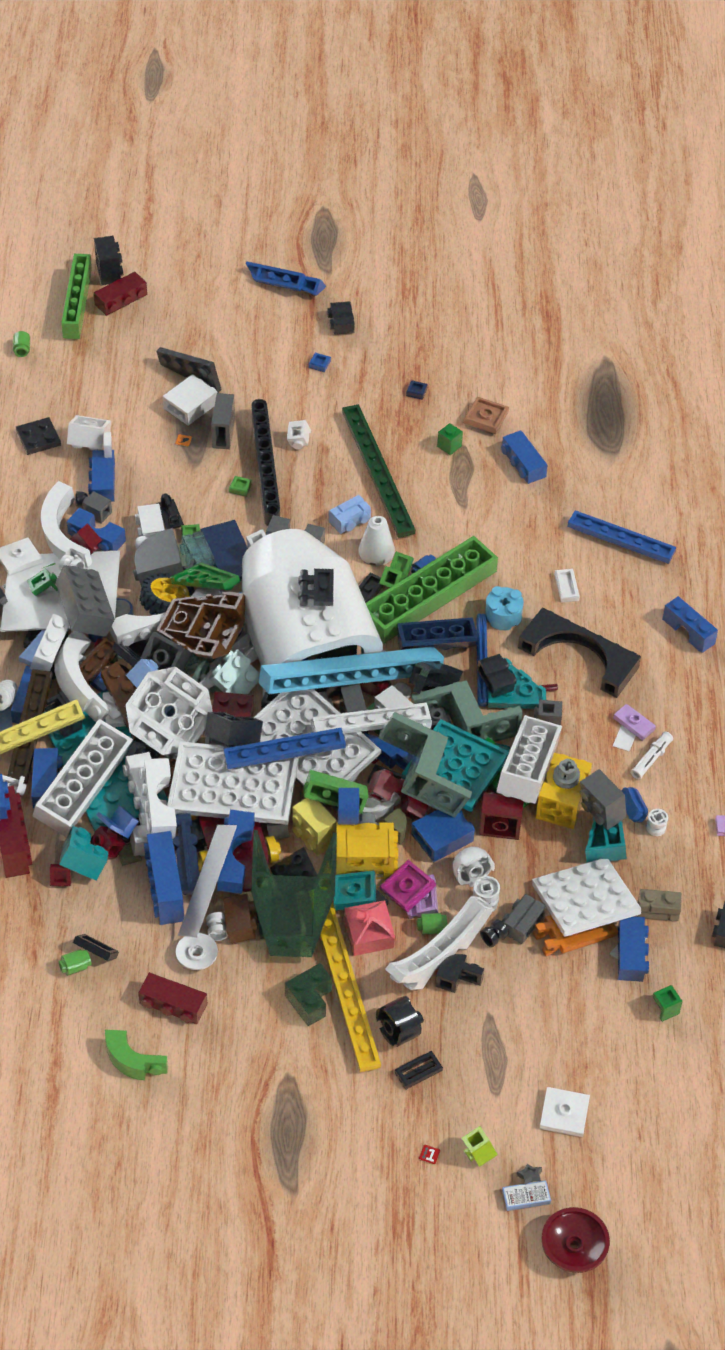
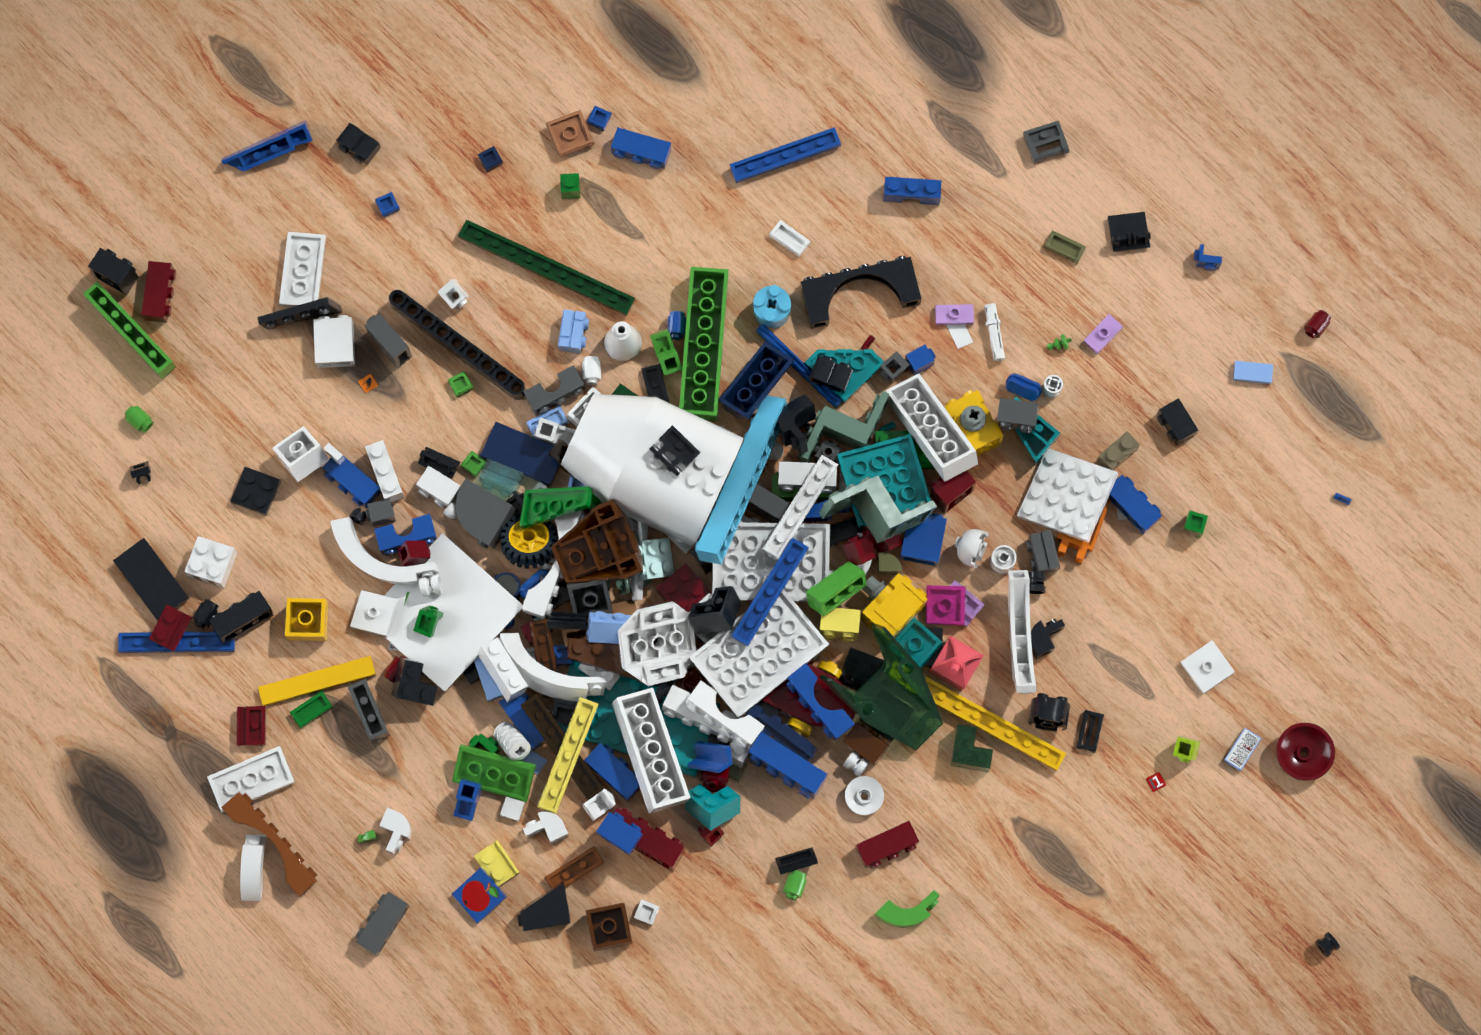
camera: 45 degrees left, 25 degrees up
(84, 600) = (487, 610): dark grey brick -> none
(134, 478) = (384, 471): none -> white arch
(207, 880) = (825, 742): white sticker -> none
(226, 347) = (302, 268): none -> white plate
(336, 542) = (591, 370): none -> white brick
(348, 806) = (861, 594): blue brick -> none
(431, 923) = (990, 616): bright green brick -> none
(517, 423) = (599, 118): none -> blue tile
(530, 1174) = (1231, 733): dark grey piece -> none
(575, 724) = (920, 359): none -> blue brick
(698, 803) = (1063, 342): none -> bright green hair

